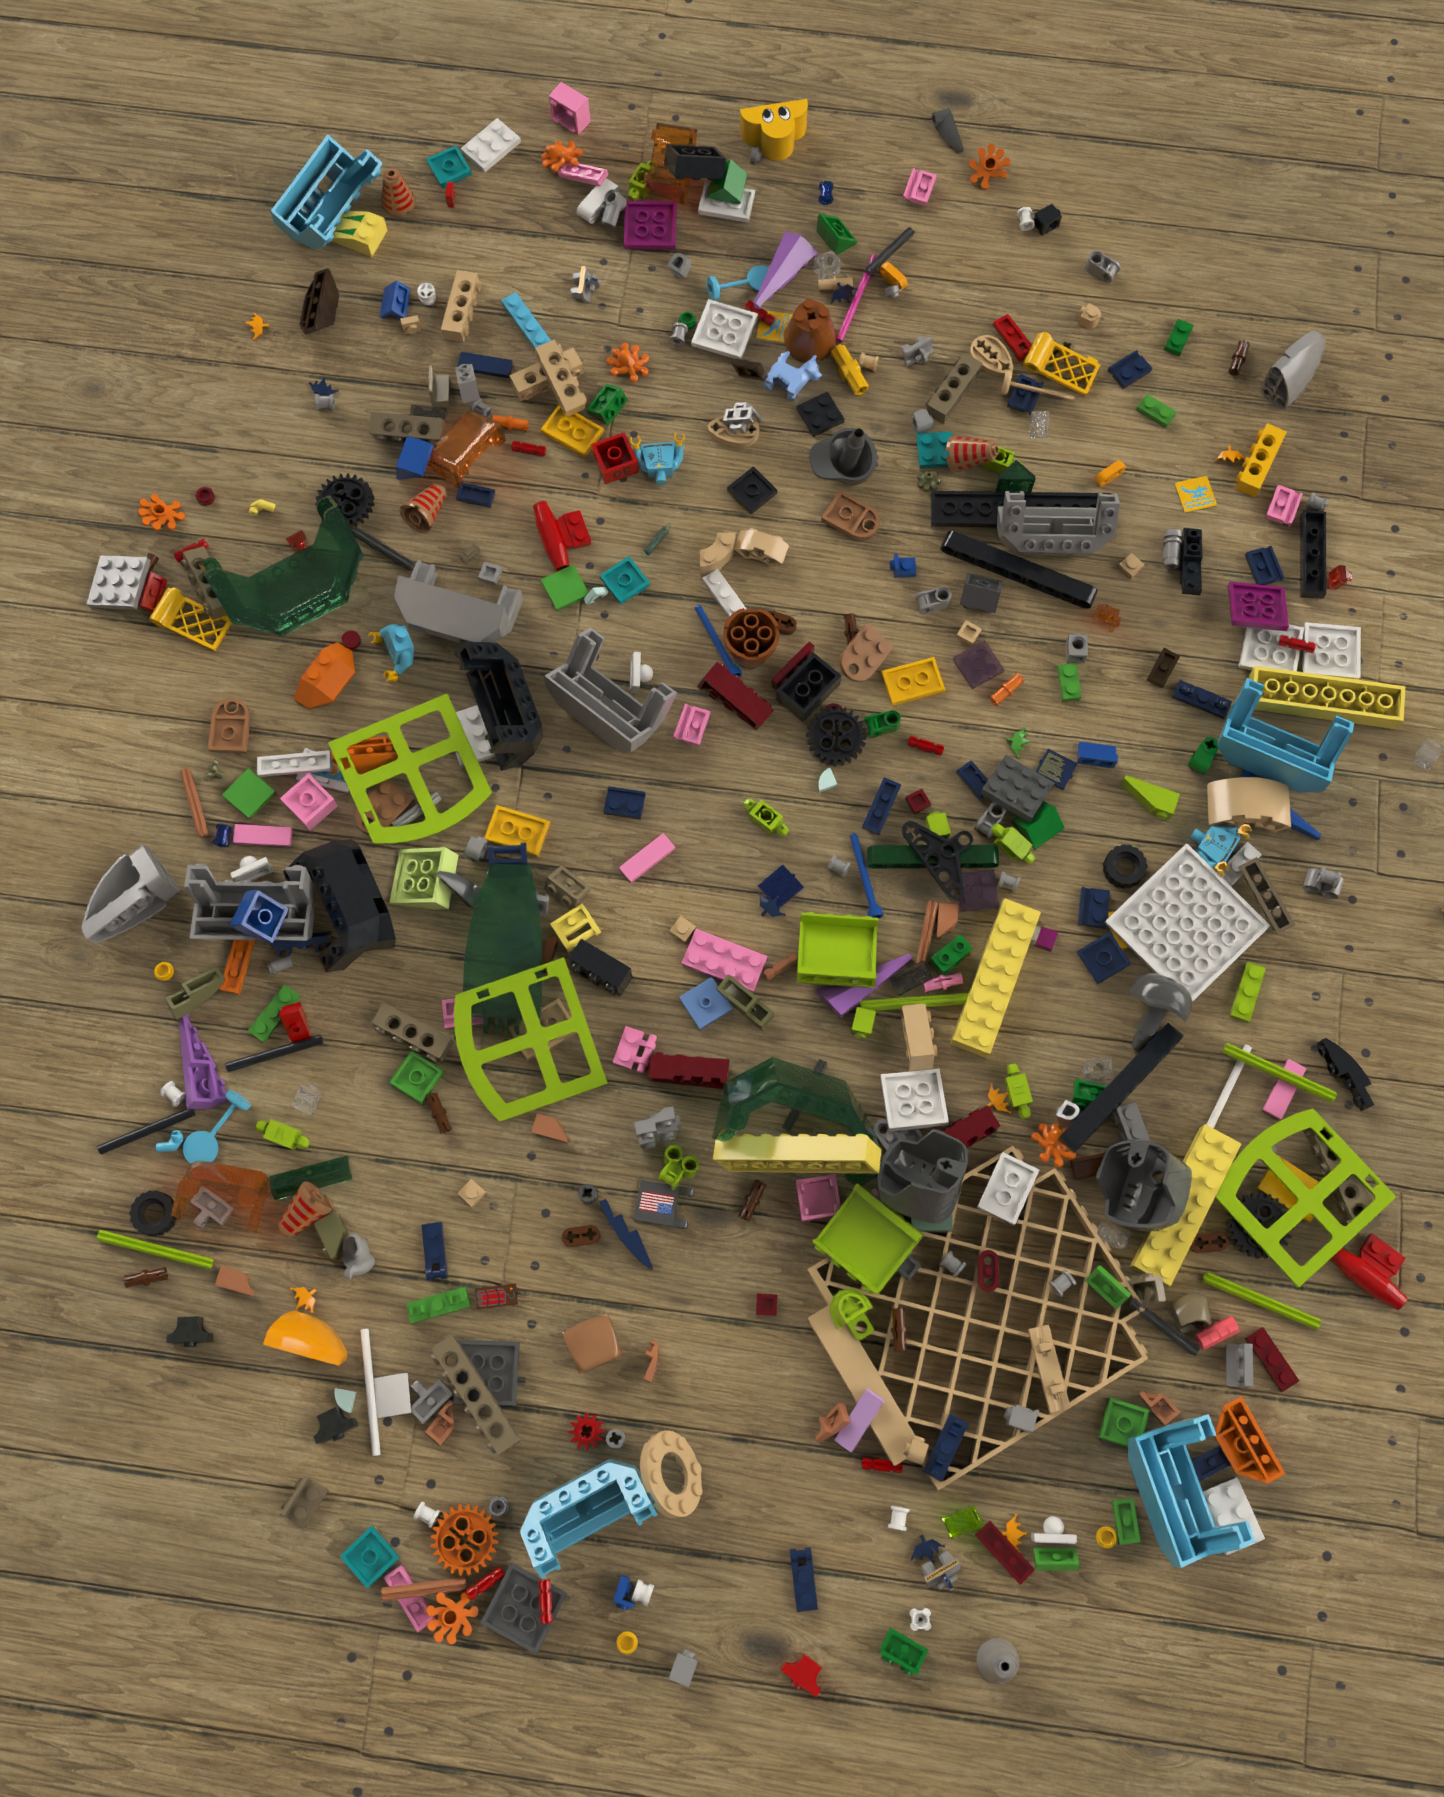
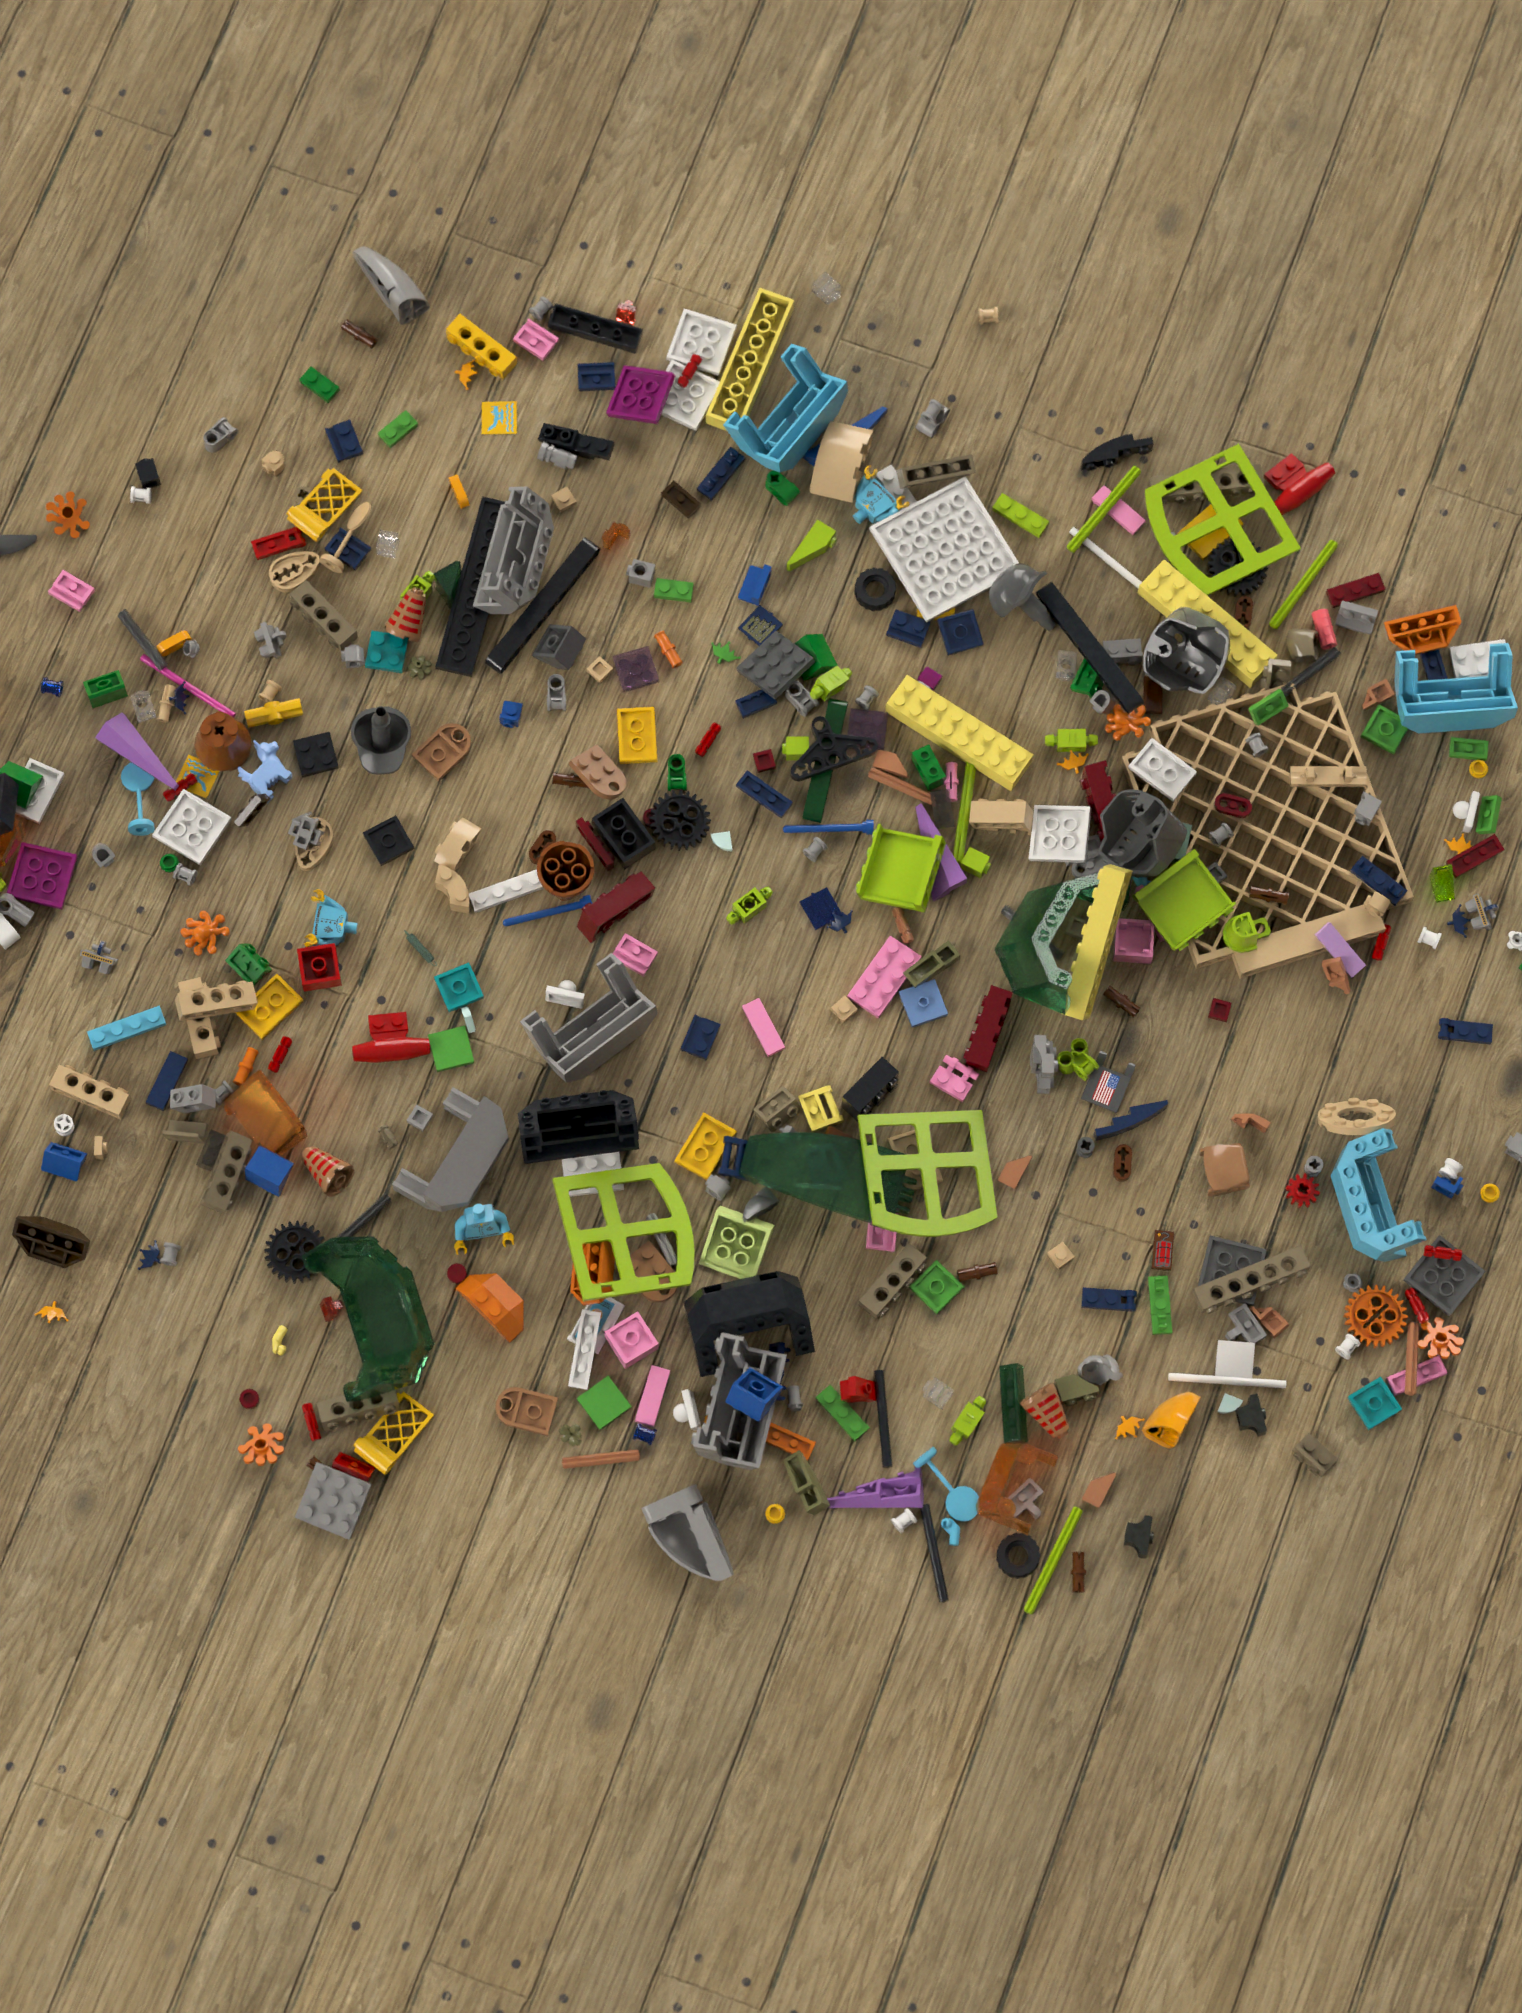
camera: 80 degrees left, 0 degrees up
(475, 495) = (322, 1118): dark blue plate -> none

